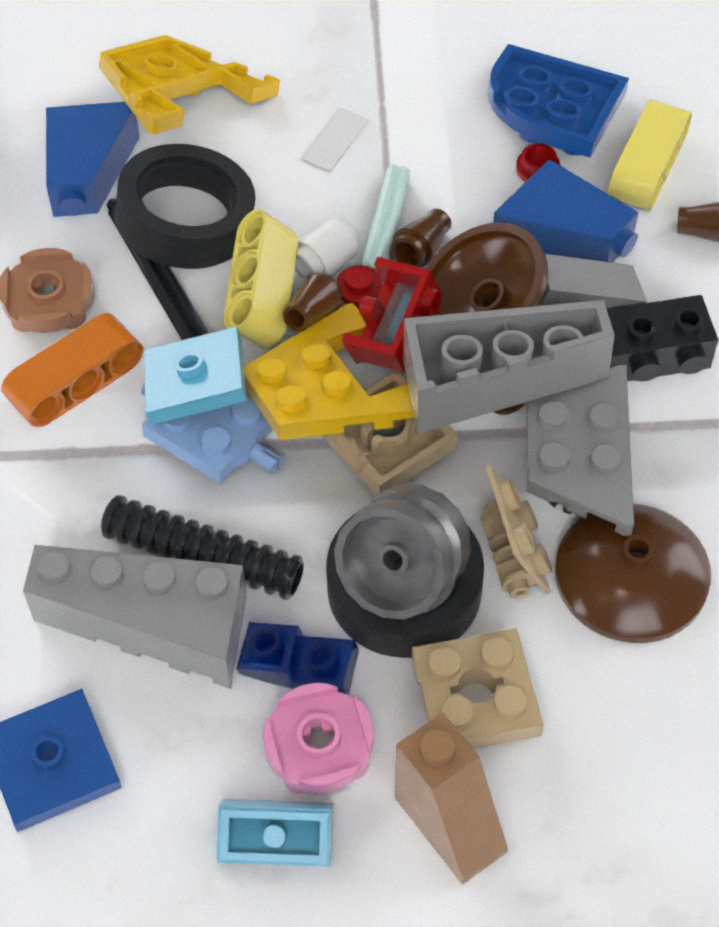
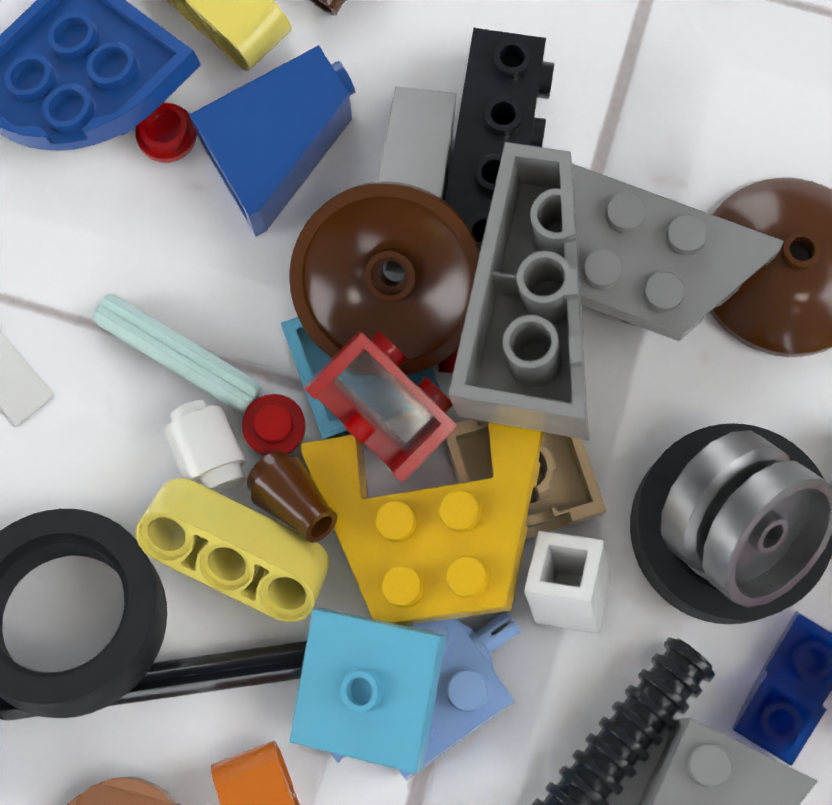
camera: 70 degrees left, 20 degrees up
(315, 474) = (568, 581): none -> white brick
(420, 239) = (234, 323): reddish brown cone -> none
(510, 537) = (761, 374): tan hinge -> none

